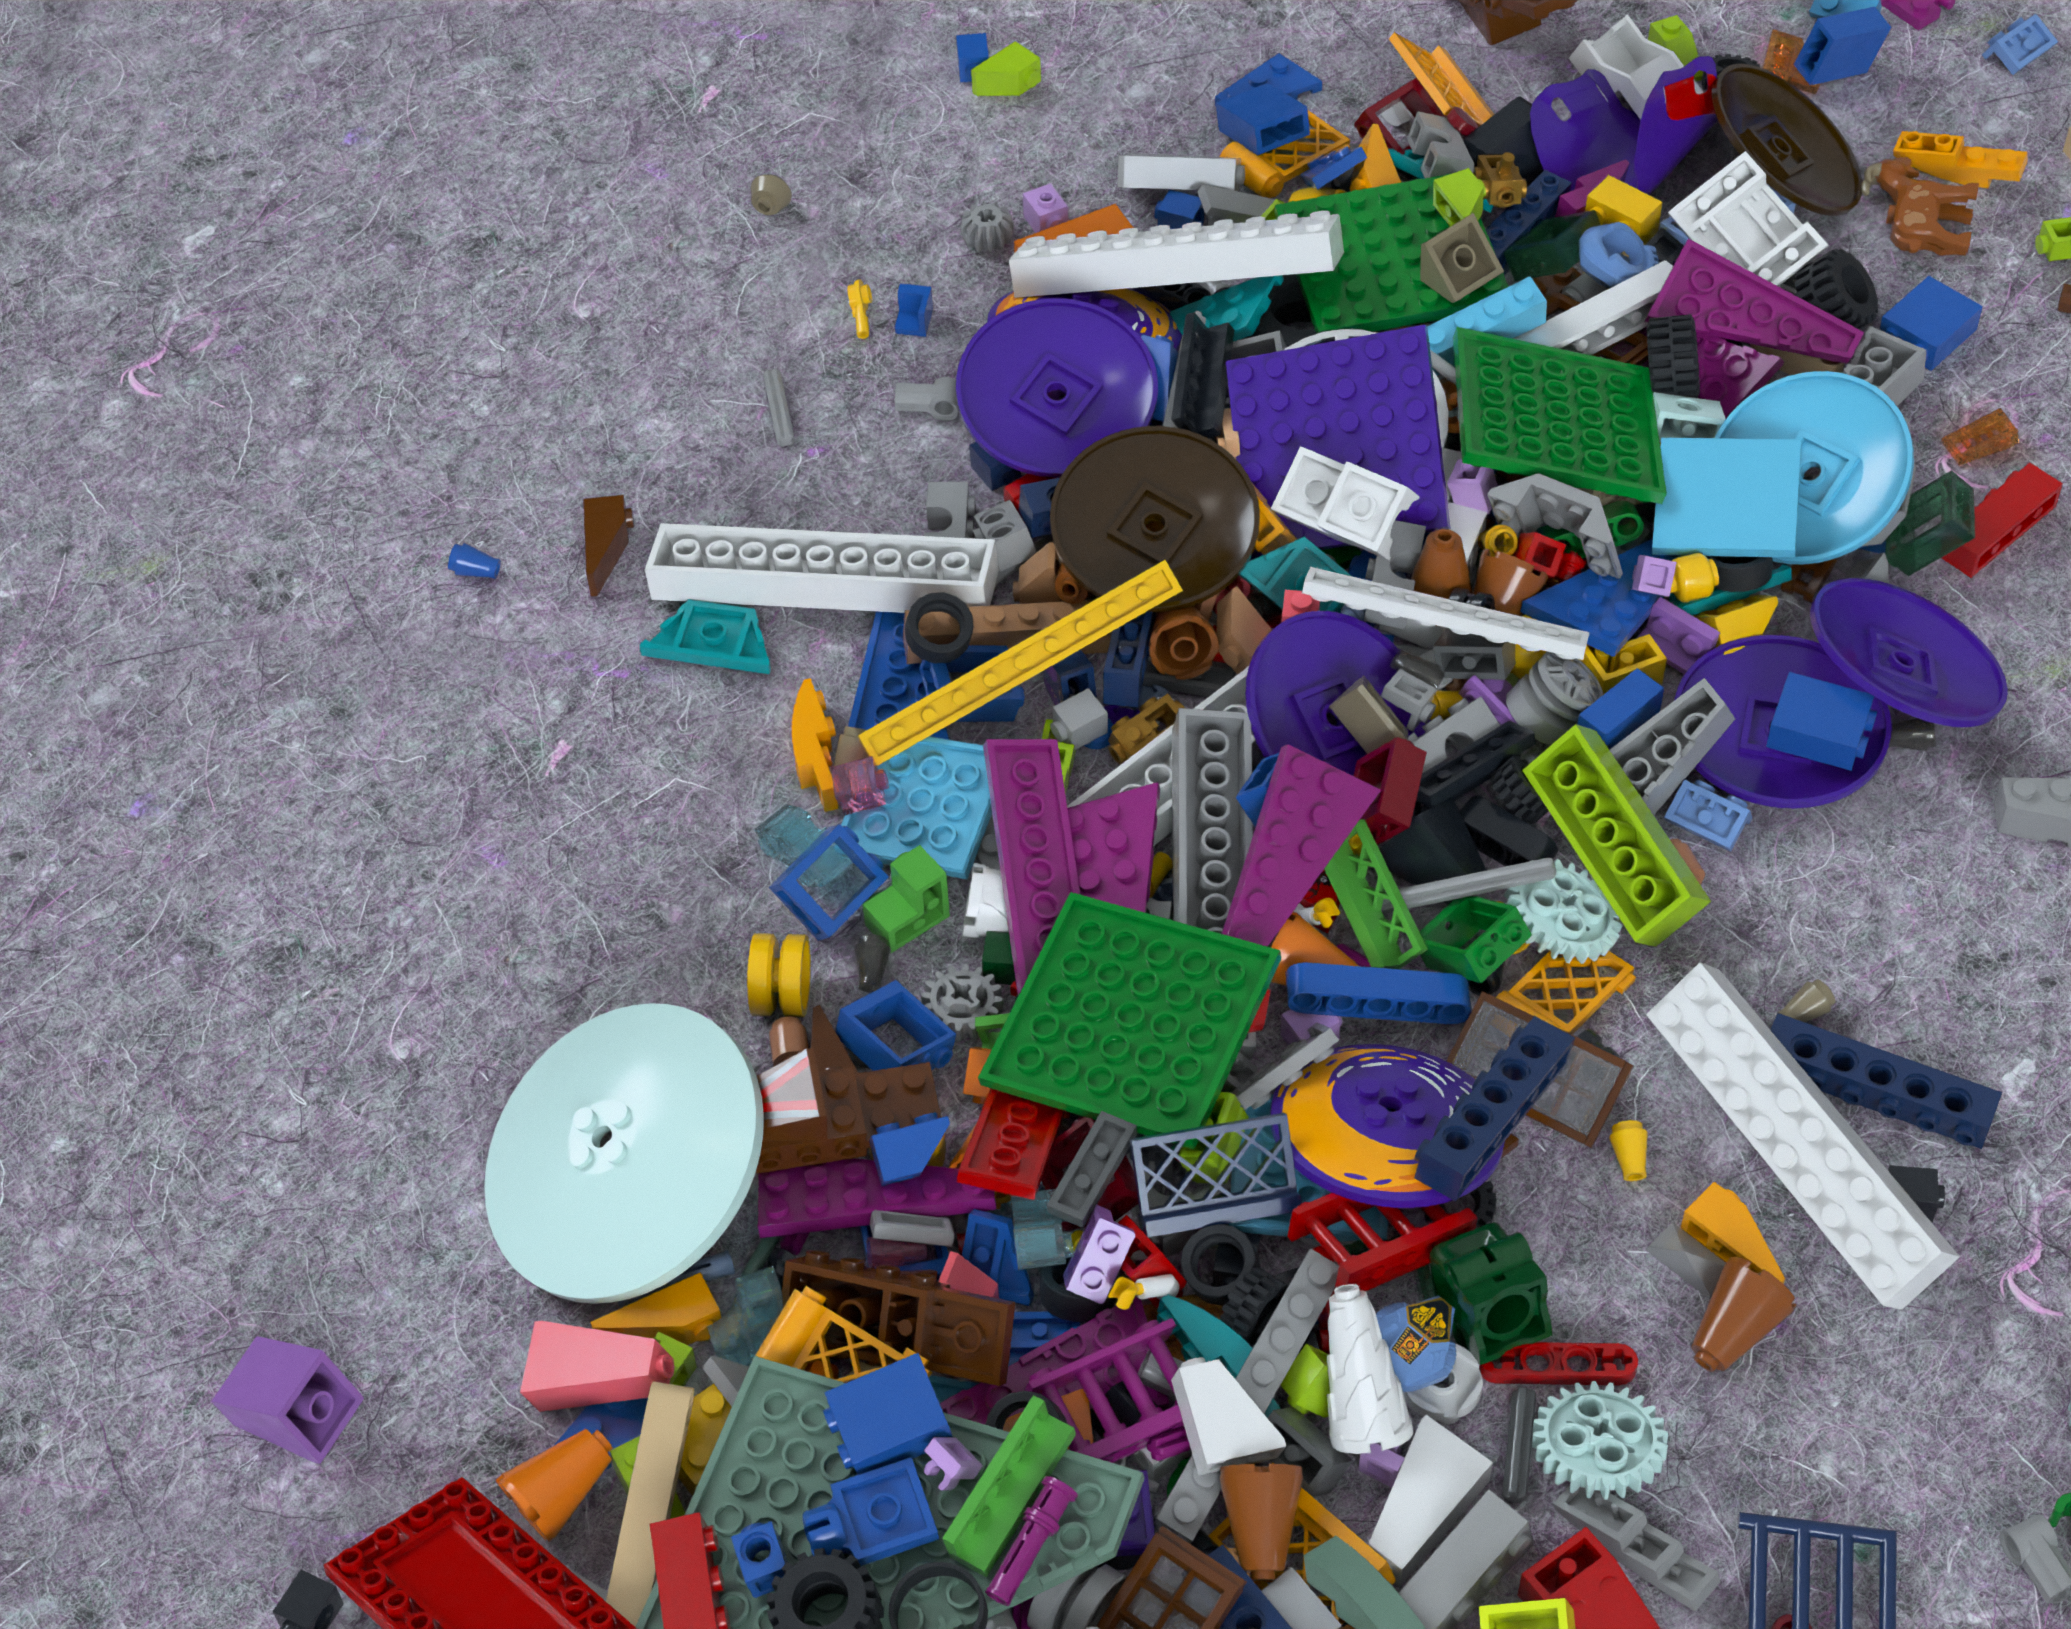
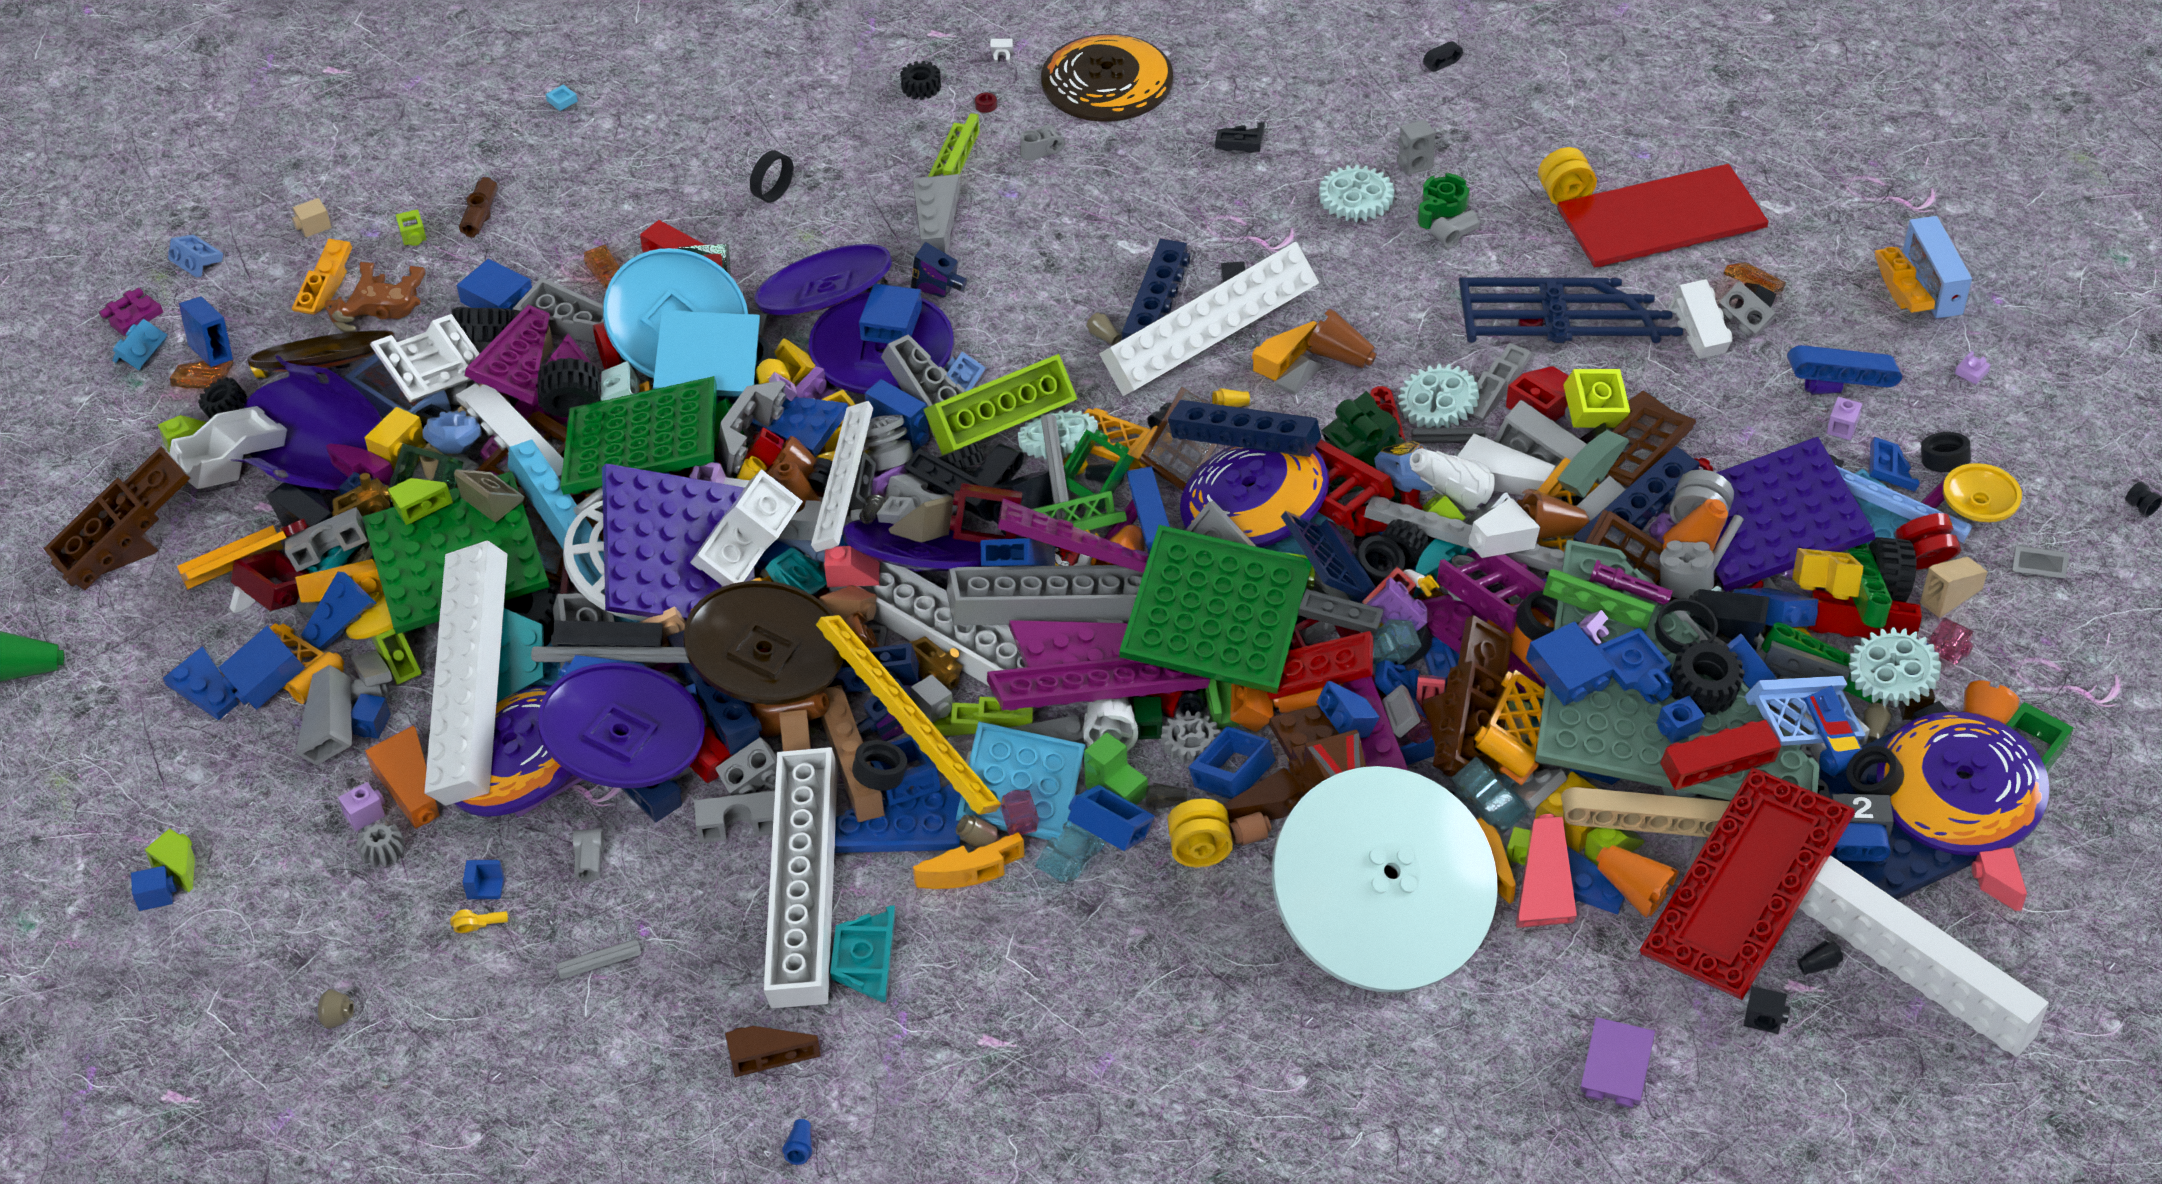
camera: 100 degrees left, 5 degrees down
(1936, 797) = (936, 272): none -> dark blue torso

